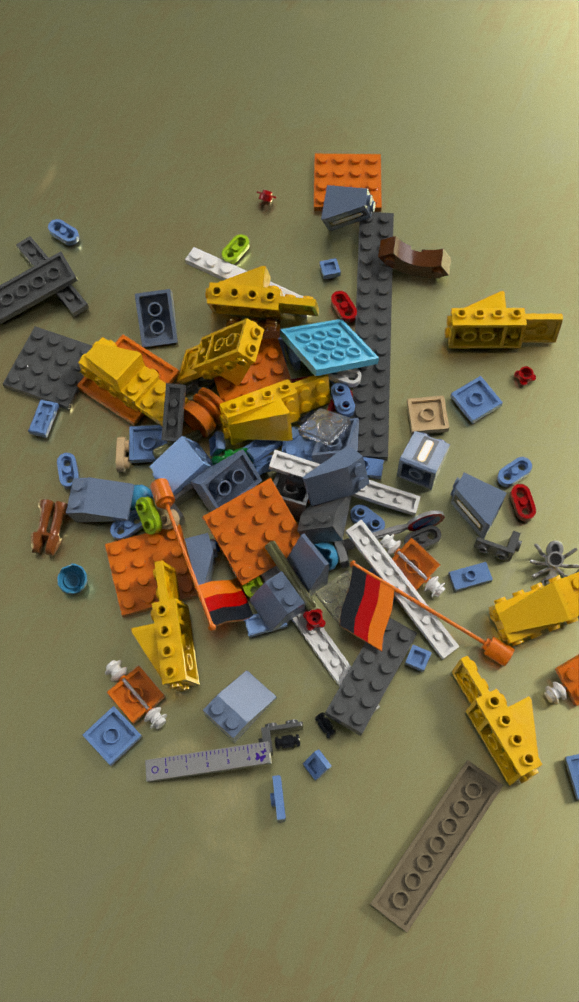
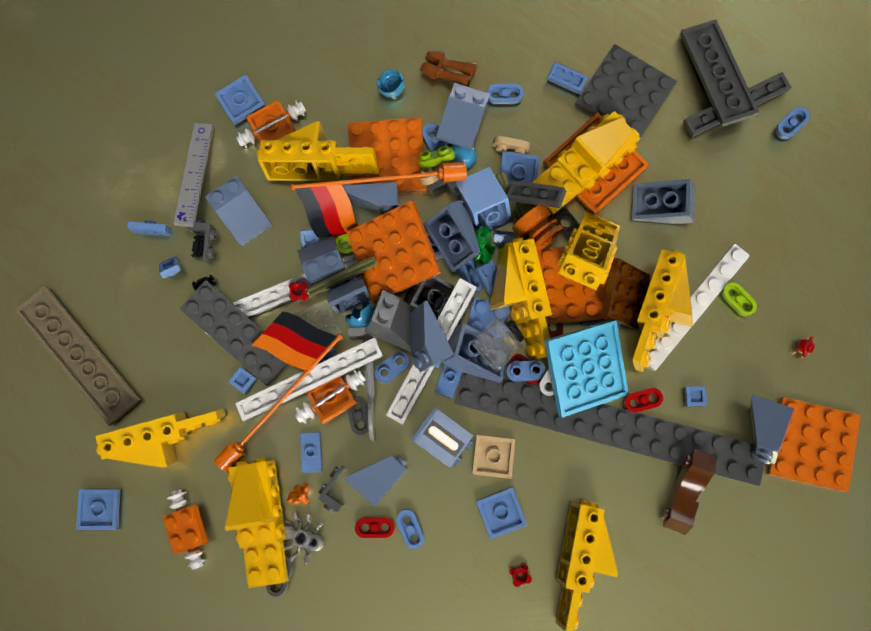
camera: 105 degrees right, 15 degrees up
(514, 577) = (299, 494): none -> orange plant

